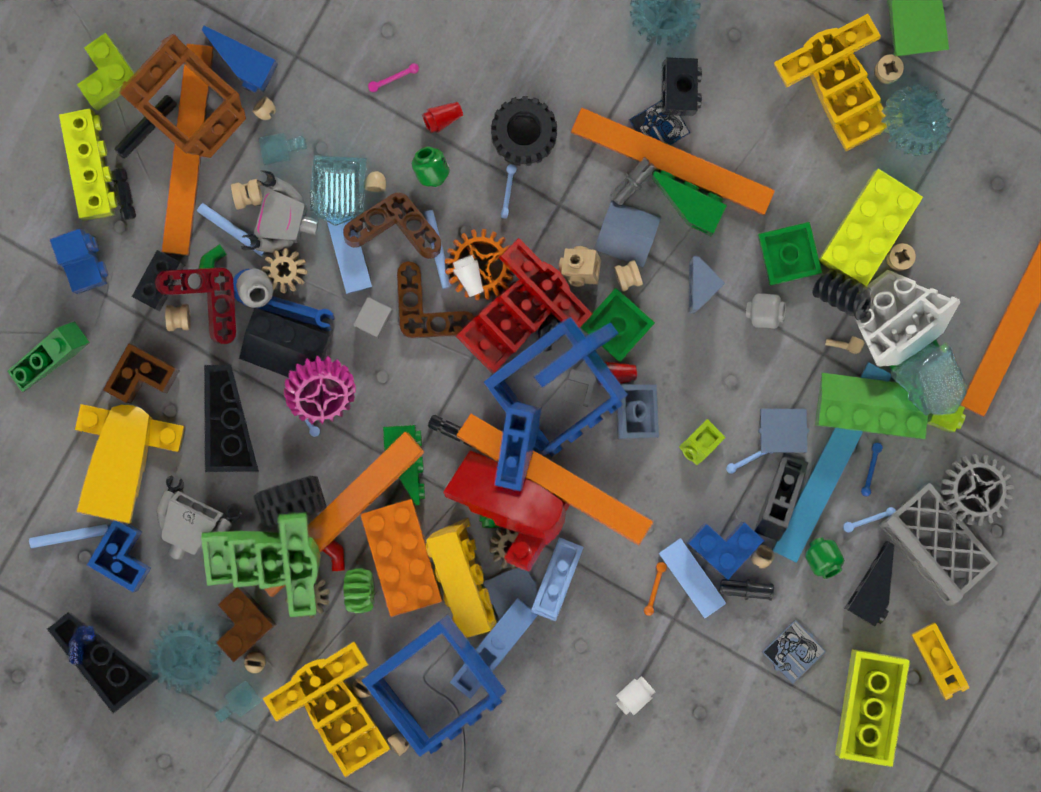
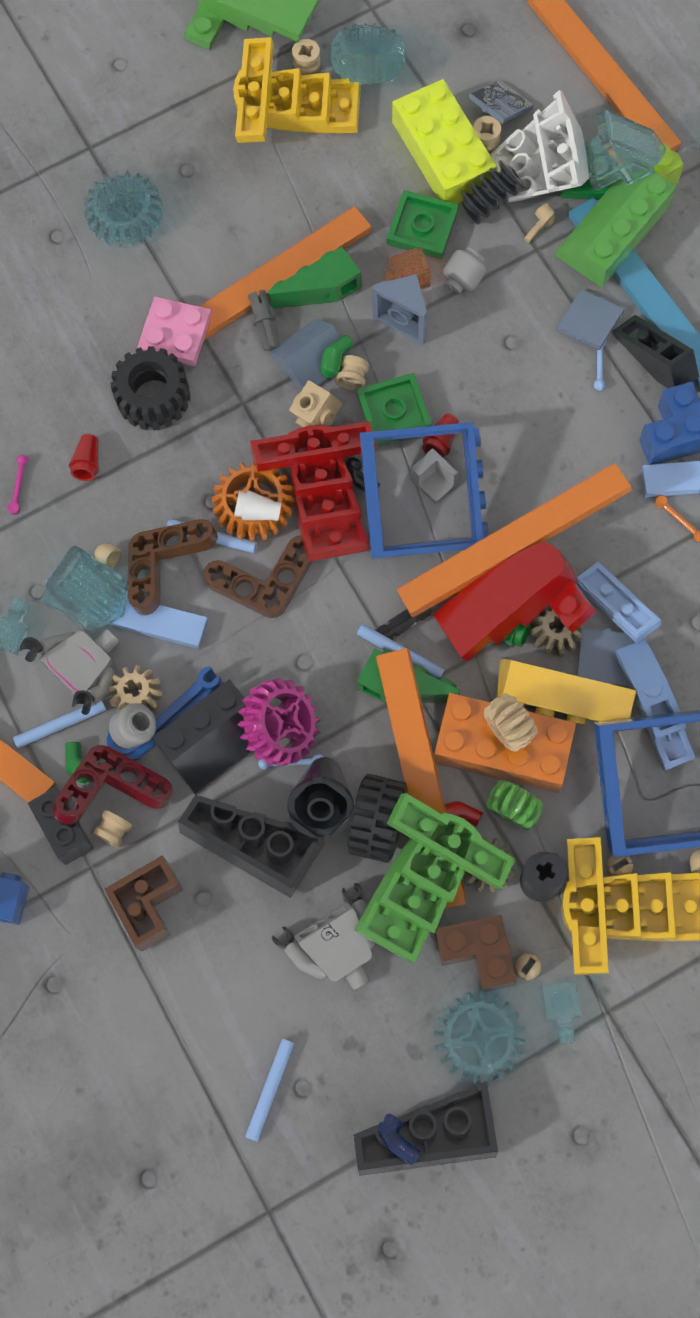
camera: 50 degrees left, 15 degrees down
(48, 355) = (62, 993): green slope -> none
(113, 556) = (323, 1050): blue brick -> none
(120, 457) = (218, 975): yellow slope -> none
(241, 197) = (34, 685): tan wheel -> none
(280, 454) = (321, 800): none -> black cone
(309, 646) = (546, 863): none -> black piece
(373, 317) = (240, 632): light grey panel -> none
(406, 557) = (510, 722): none -> tan gear
(427, 444) = (387, 644): none -> light blue bar
(430, 167) = (126, 492): green head -> none
(511, 169) = (180, 425): light blue hinge -> none
(517, 444) = (459, 553): blue slope -> none
(575, 354) = (402, 445): blue beam -> none
(582, 118) = (176, 328): none -> bright pink plate
(631, 254) = (332, 356): none -> green arm
(638, 413) = (498, 441): sand blue slope -> none
(658, 126) = (224, 270): piece -> none
(674, 101) = (203, 232): black brick -> none
(701, 442) = (558, 396): lime bracket -> none
(739, 267) = (408, 264): none -> clear orange brick
(876, 448) = (656, 250): blue hinge -> none
(937, 251) = (500, 101): none -> piece

